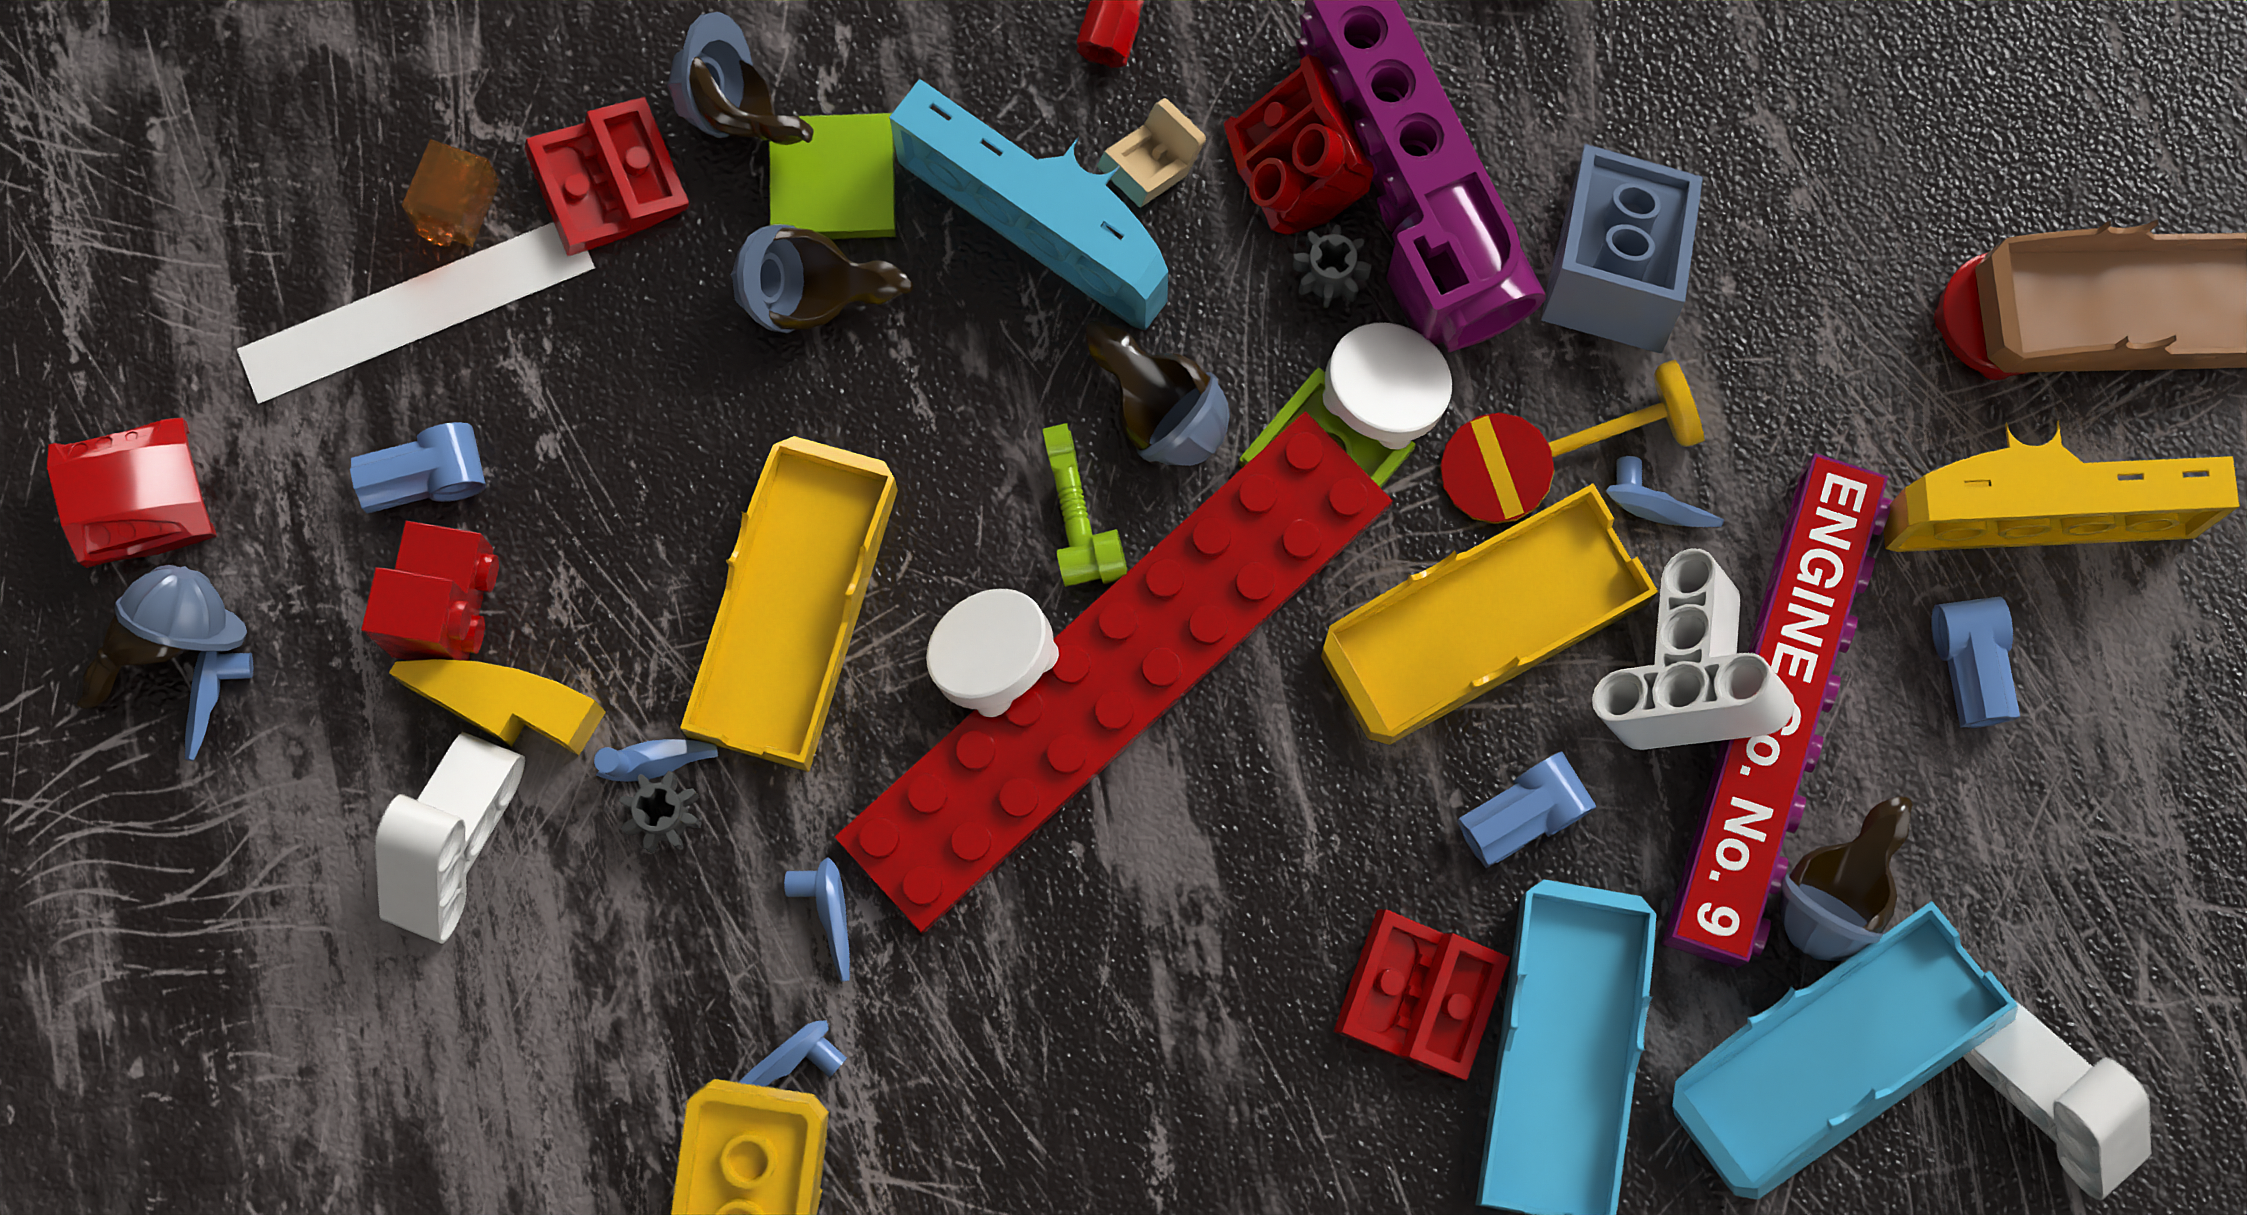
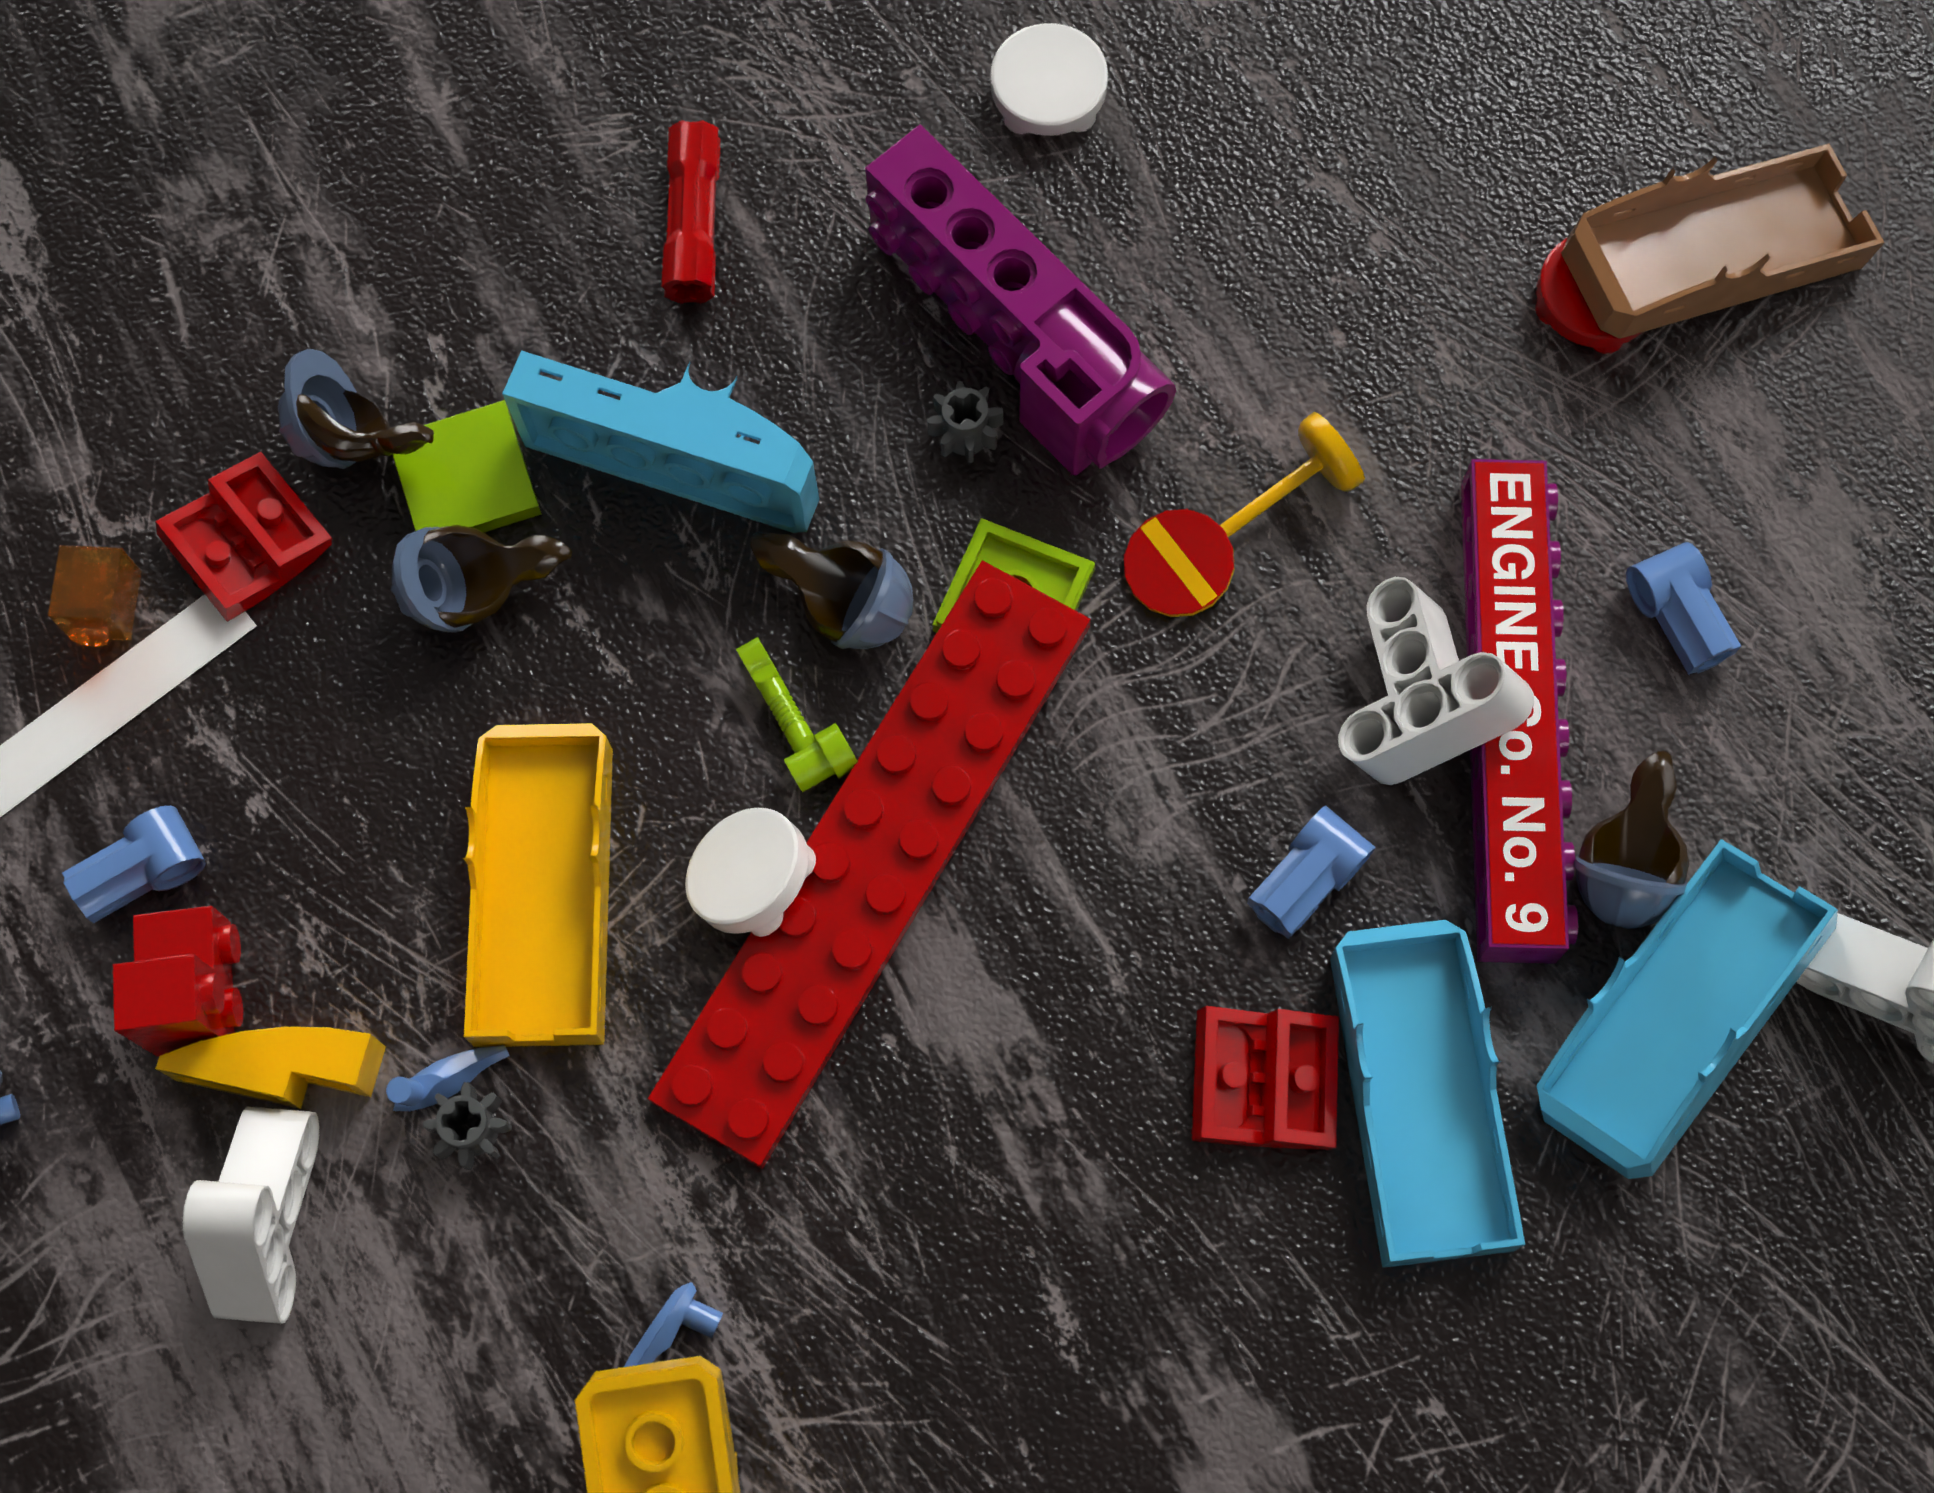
camera: 15 degrees left, 5 degrees down
(831, 908) = (657, 1154): medium blue bar -> none
(1154, 154) = (768, 365): tan bracket -> none
(1299, 152) = (903, 325): red slope -> none
(1387, 383) = (1051, 513): white tile -> none
(1484, 617) = (1210, 703): yellow piece -> none
(1624, 249) = (1233, 331): sand blue slope -> none
(1654, 504) = (1336, 553): medium blue bar -> none
(2055, 499) = (1710, 437): yellow piece -> none

